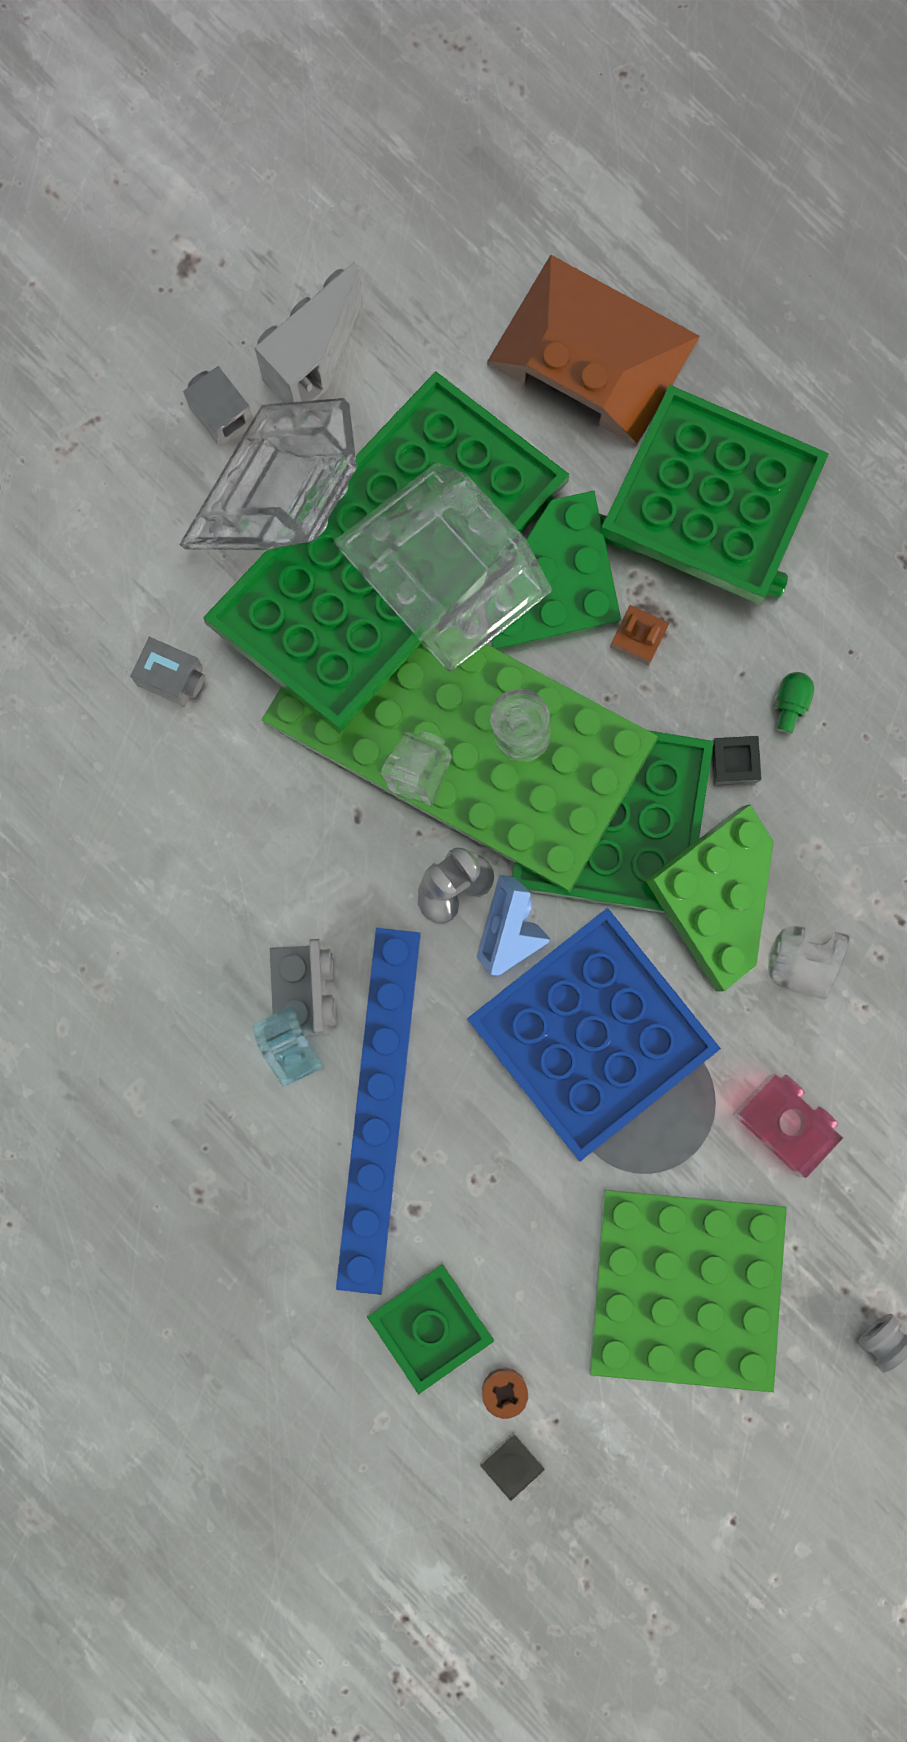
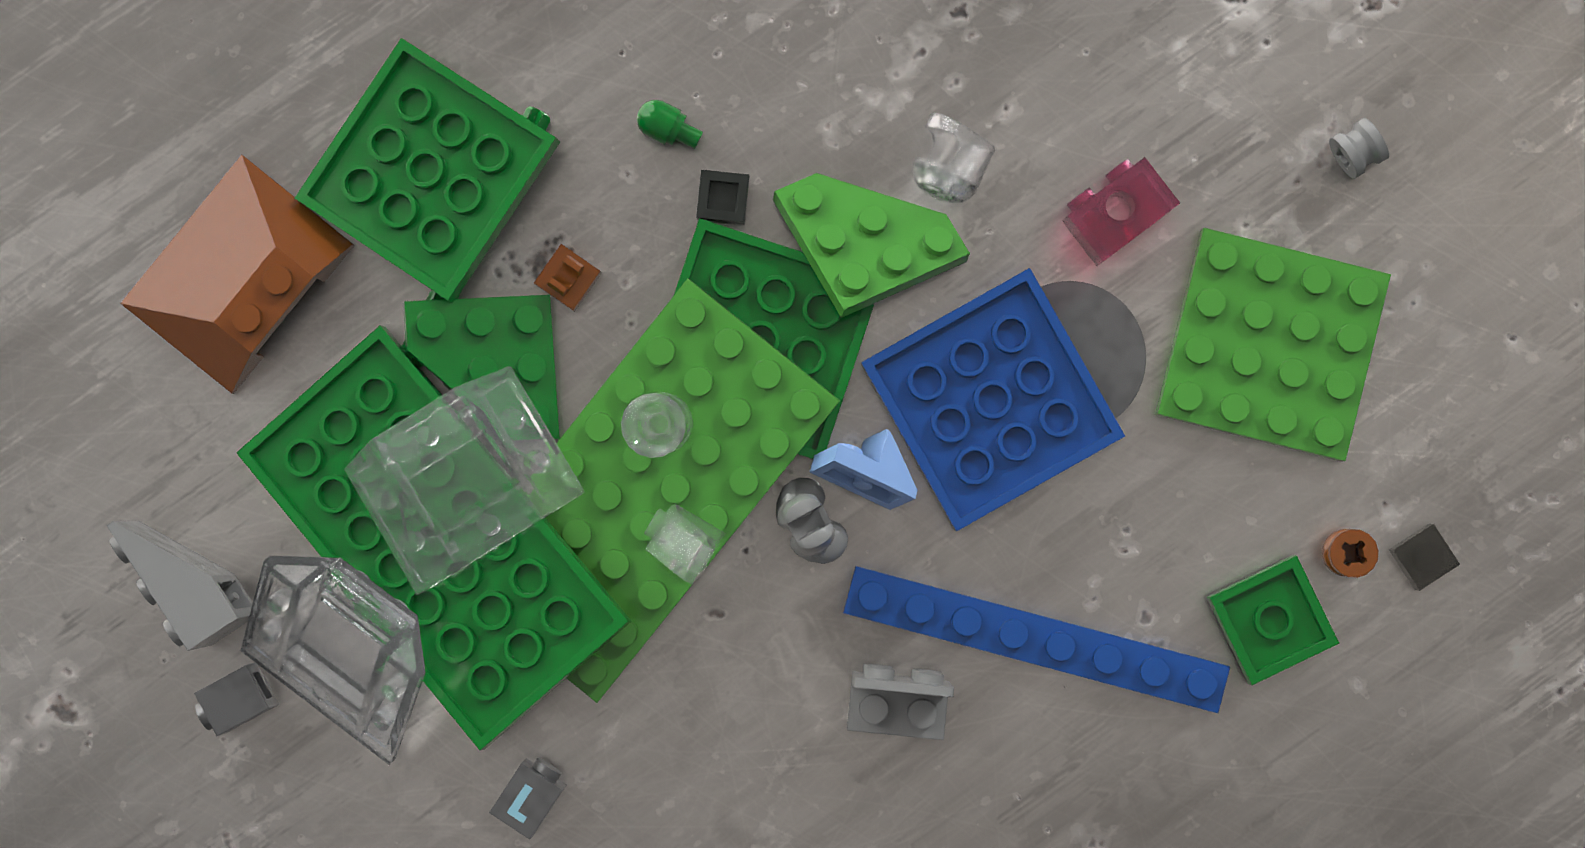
camera: 80 degrees left, 5 degrees up
(286, 1046) = (956, 729): clear light blue slope -> none

